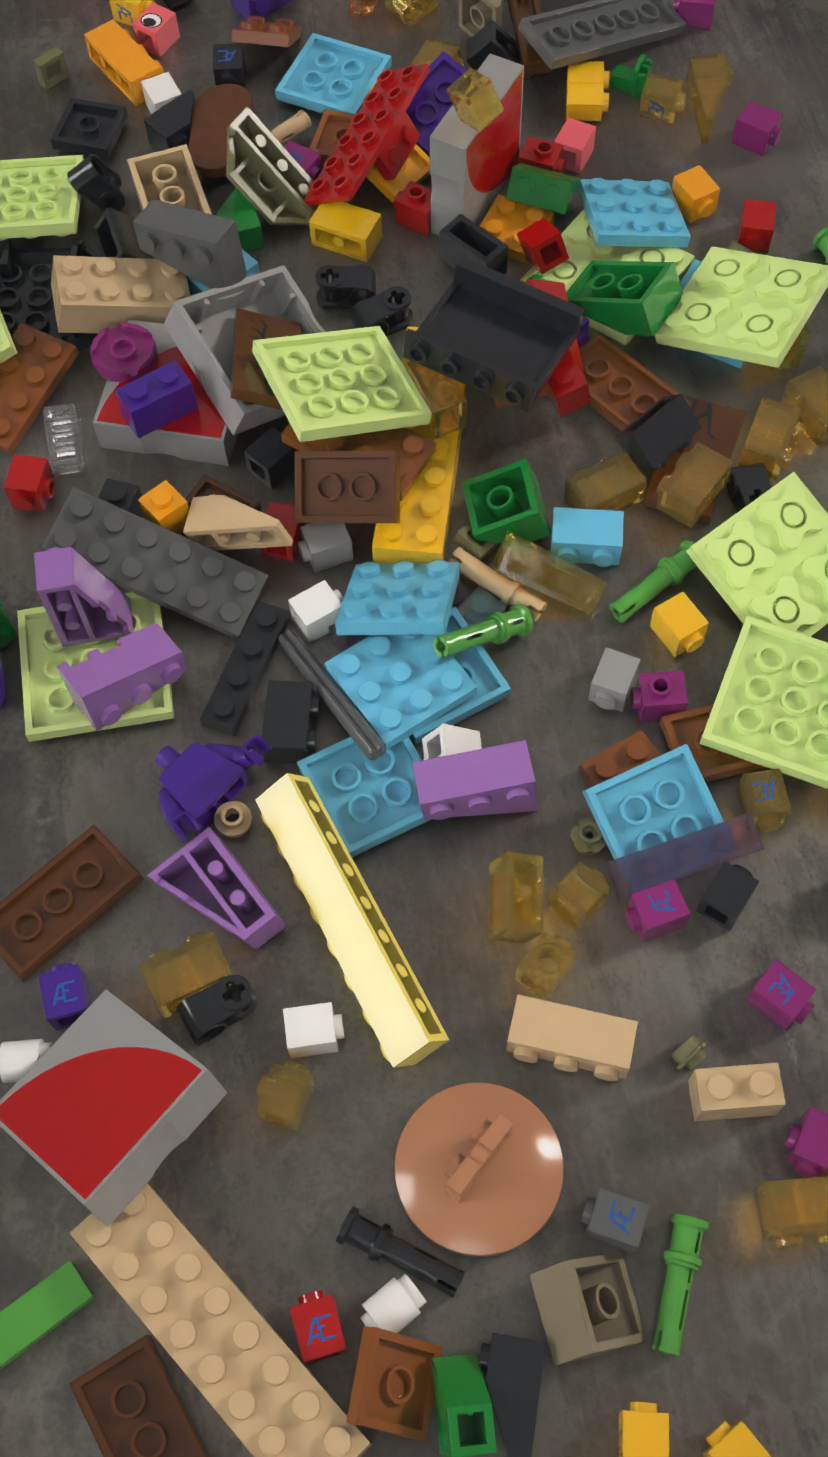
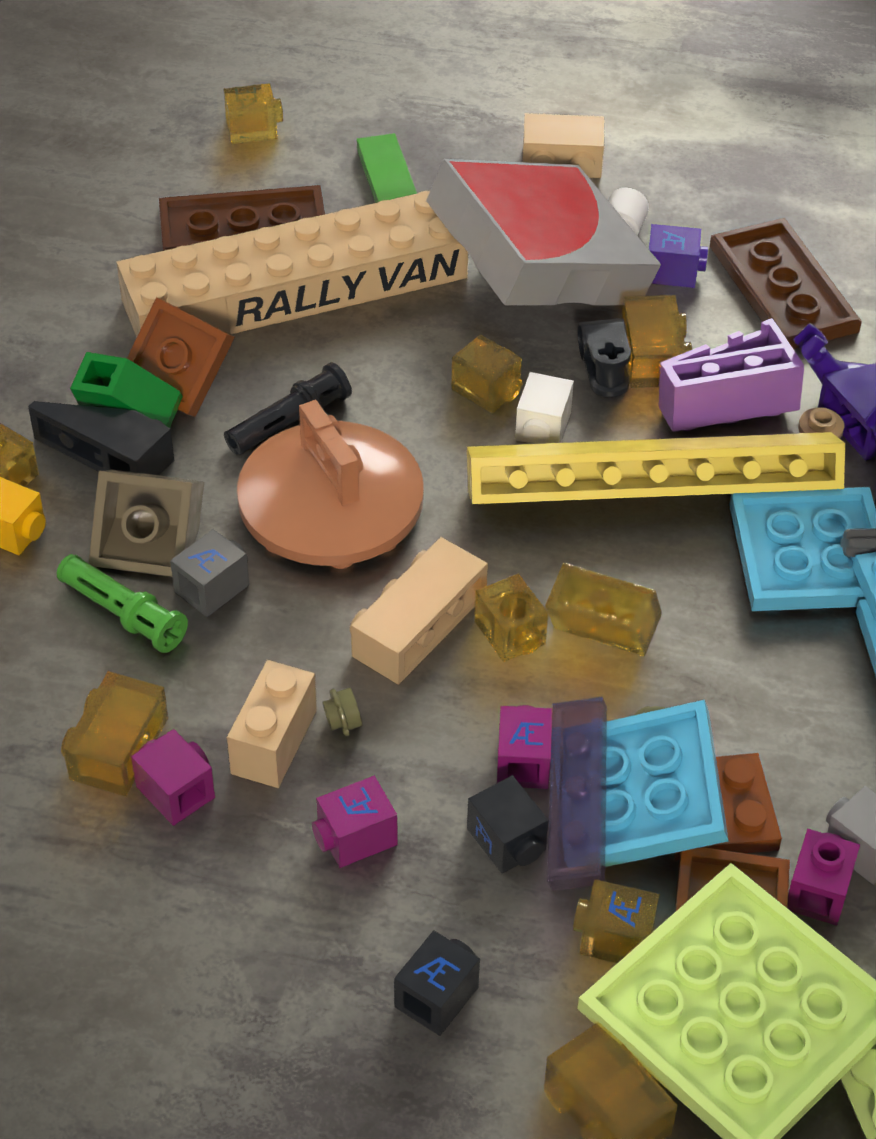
camera: 110 degrees right, 15 degrees down
(318, 1327) = (259, 334): red brick -> none
(393, 1305) = (242, 386): white brick -> none
(450, 740) = (822, 623): white brick -> none
(477, 782) = (763, 620): medium lavender wedge -> none
(578, 895) = (580, 672): clear yellow brick -> none

